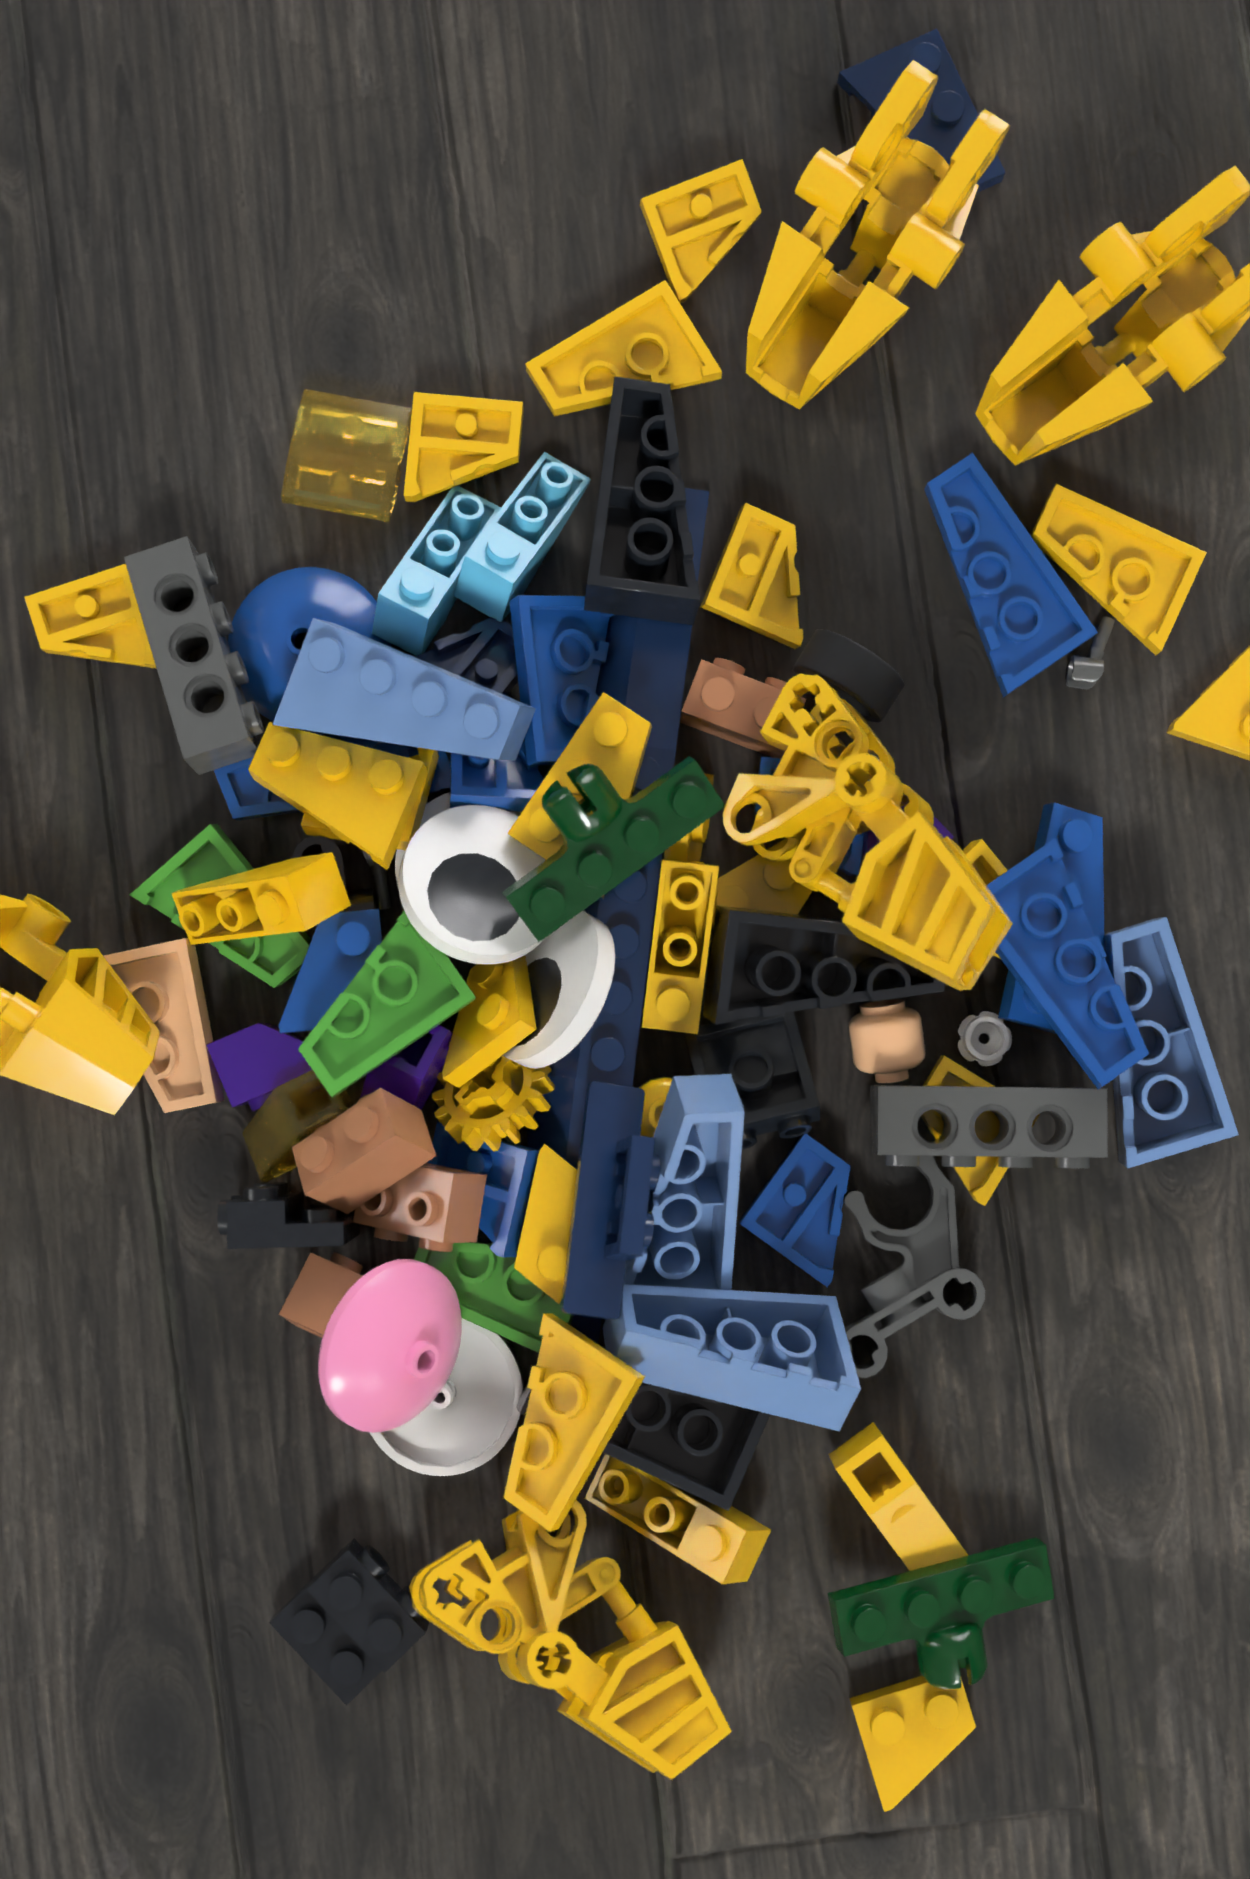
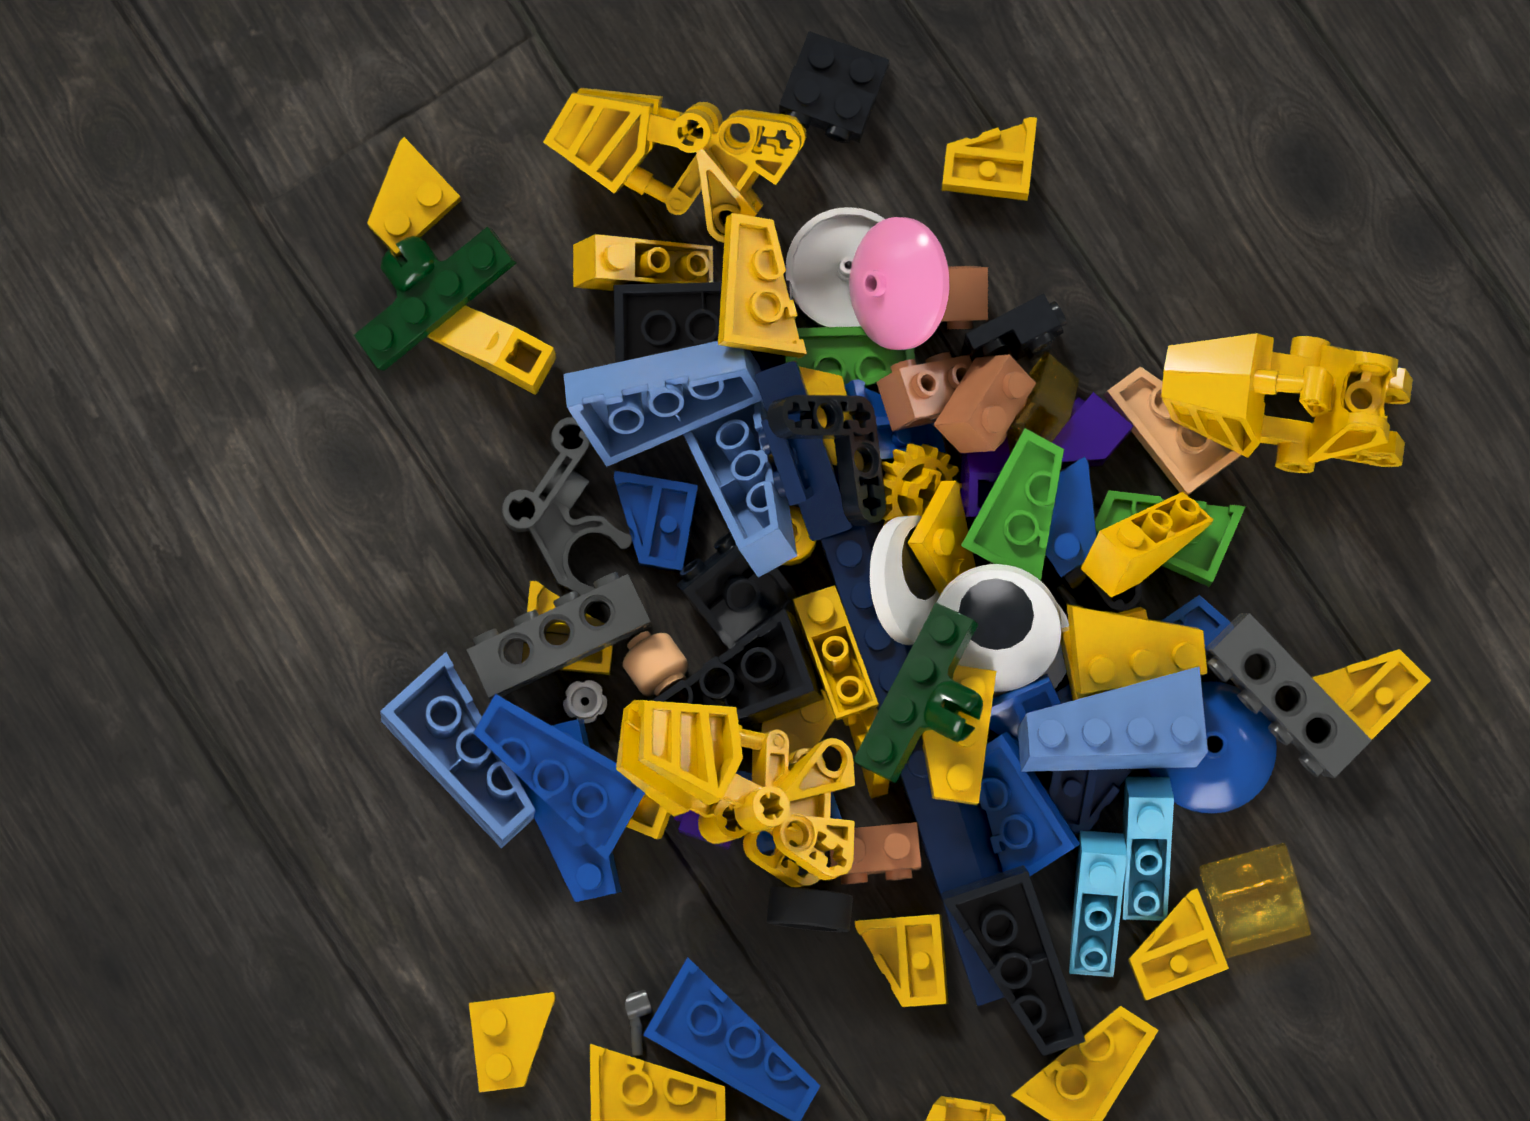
camera: 155 degrees right, 5 degrees down
(212, 1438) = (993, 163): none -> yellow wing
(543, 1188) = (848, 437): none -> black beam

